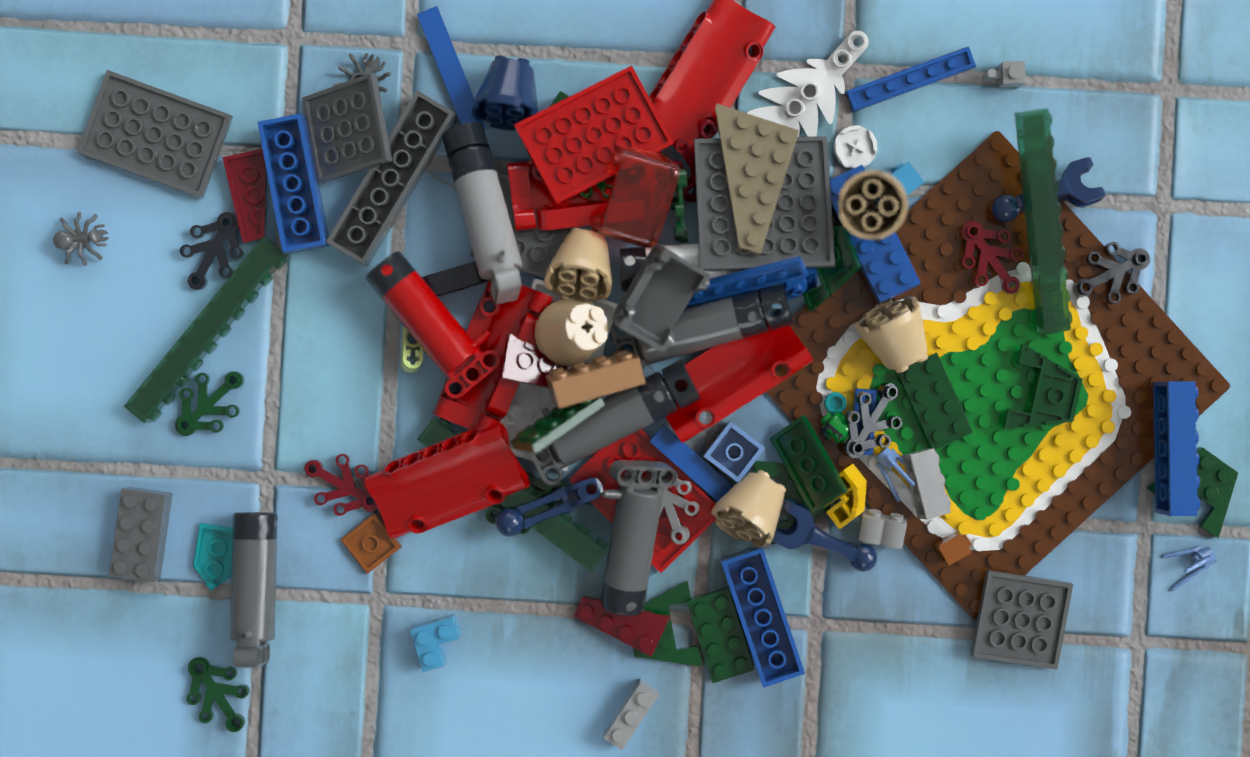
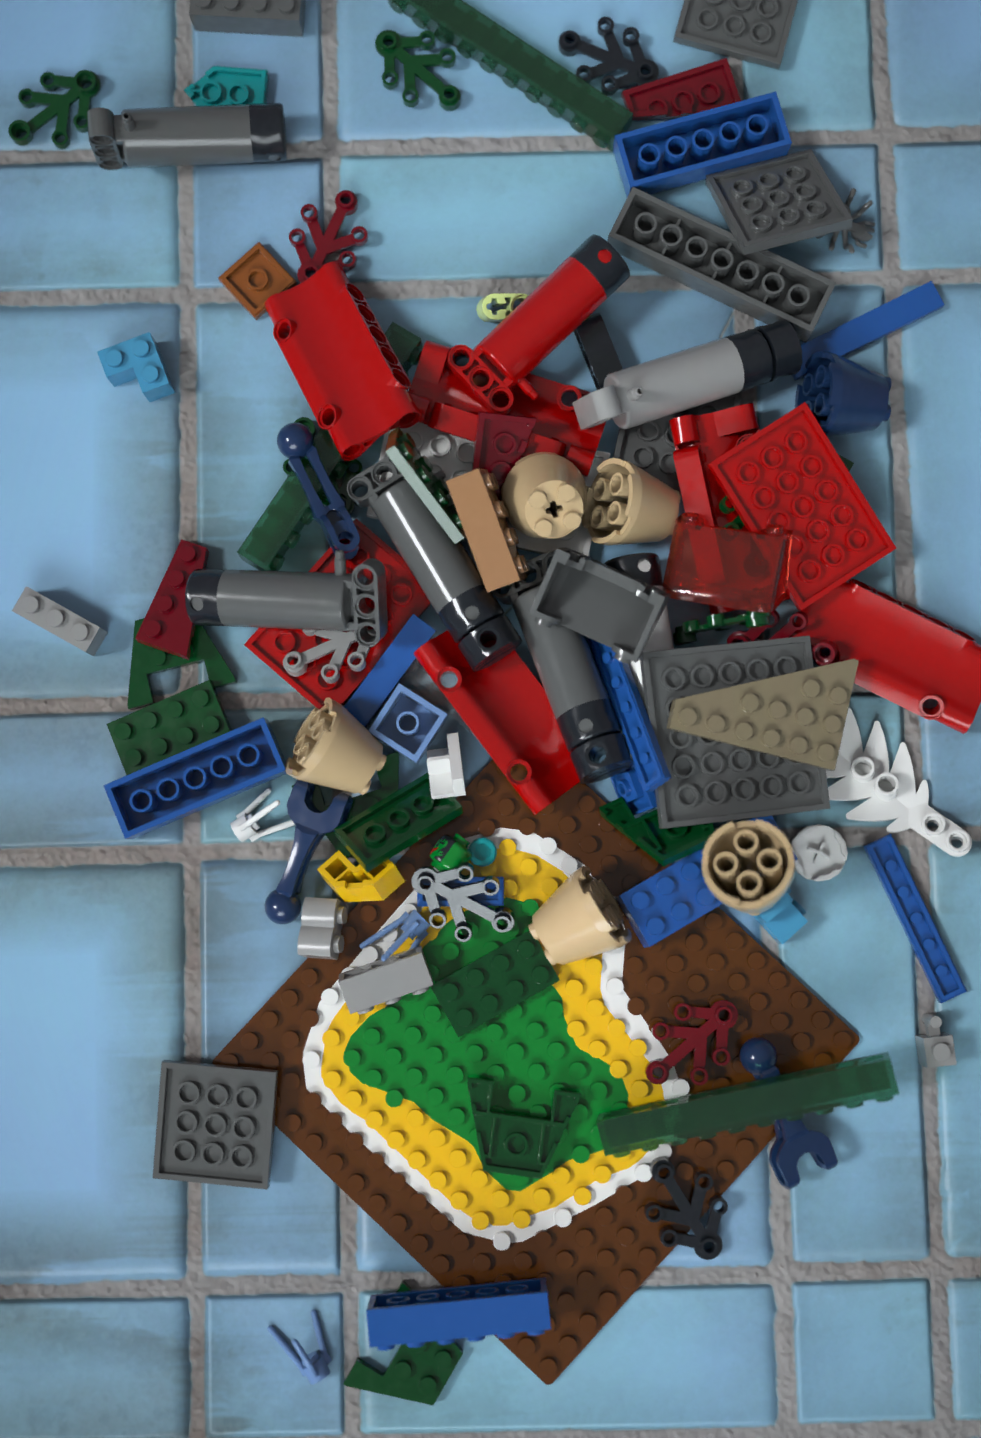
camera: 90 degrees right, 5 degrees down
(770, 425) = (446, 770): none -> white panel
(798, 580) = (246, 824): none -> white plant
(953, 548) = (303, 1024): dark orange brick -> none

